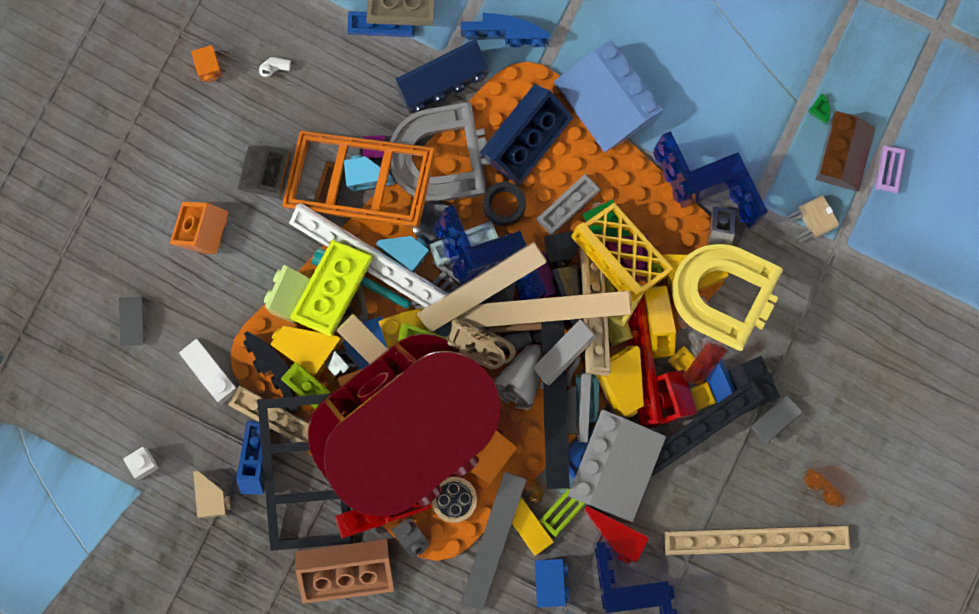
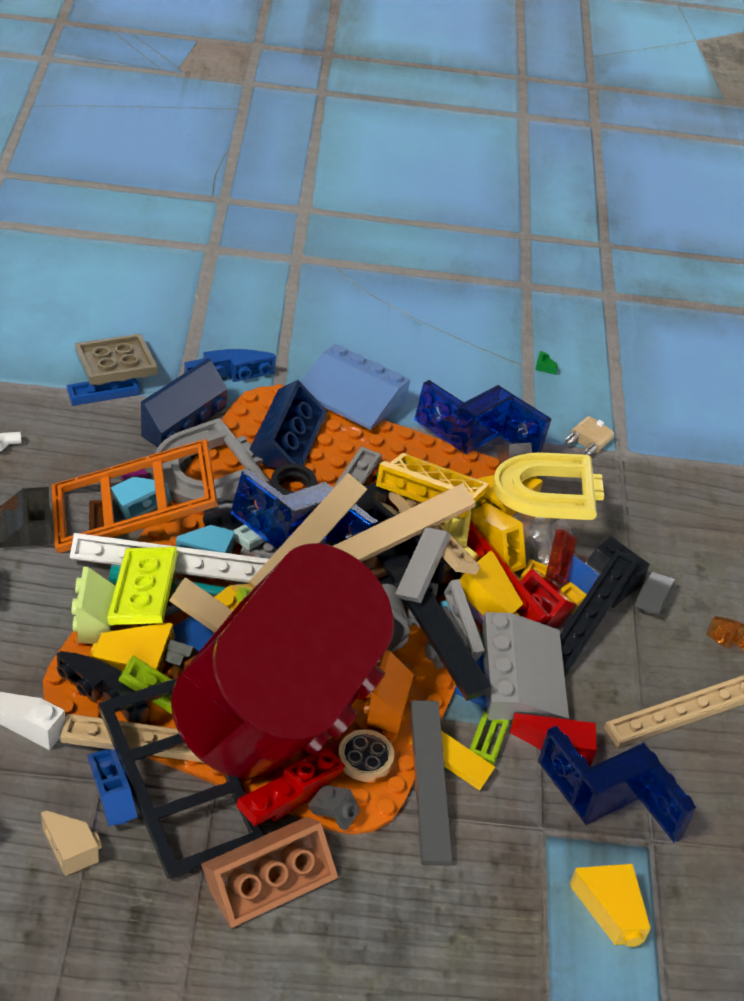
camera: 30 degrees left, 35 degrees down
(535, 490) = (450, 723): clear orange arm -> none
(550, 583) = (514, 806): blue brick -> none
(845, 151) = (584, 383): reddish brown slope -> none
(879, 186) = (627, 389): lavender tile -> none

